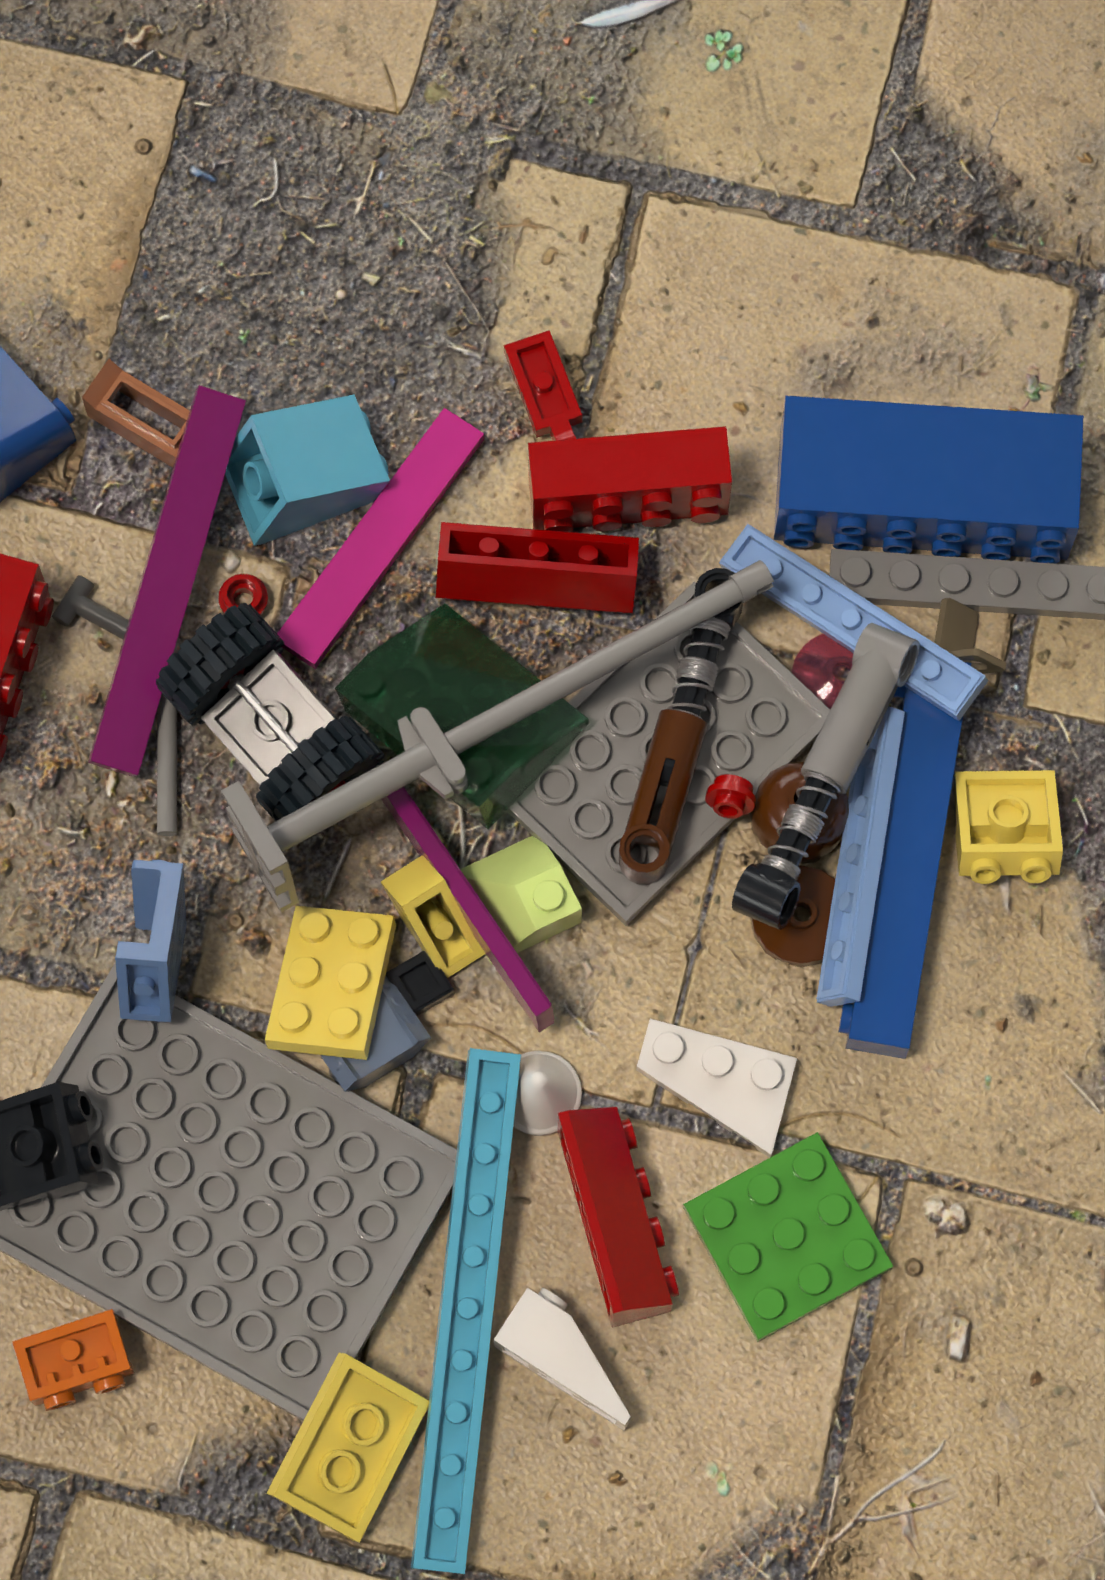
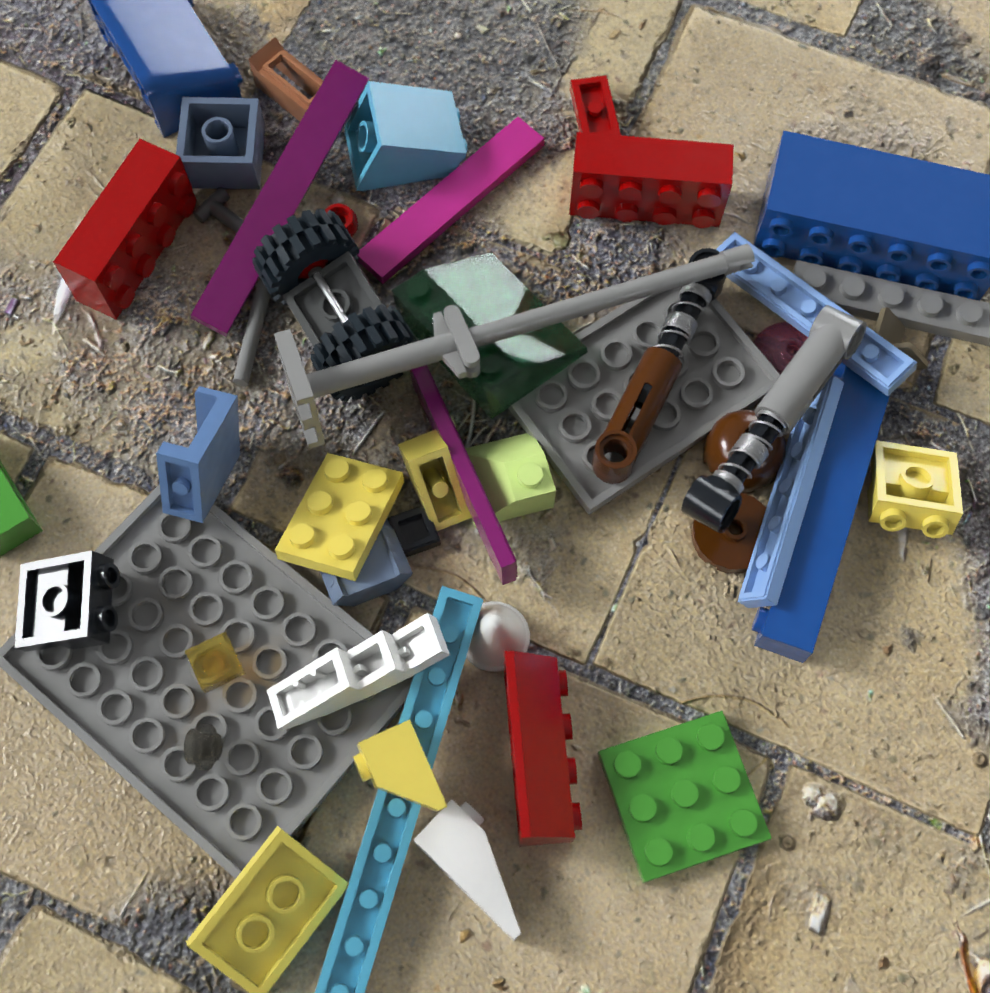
camera: 10 degrees right, 5 degrees down
(72, 518) = (221, 142): none -> sand blue brick
(73, 1360) = (52, 789): orange bracket -> none
(225, 1183) = (215, 662): none -> clear yellow plate
(235, 1281) = (203, 746): none -> clear smoke plate
(393, 1167) = (354, 675): none -> white slope
(464, 1262) = (399, 766): none -> light yellow slope
(537, 567) = (566, 232): red brick -> none
(721, 1077) = (650, 652): white wing -> none
(731, 796) = (692, 424): red plate -> none

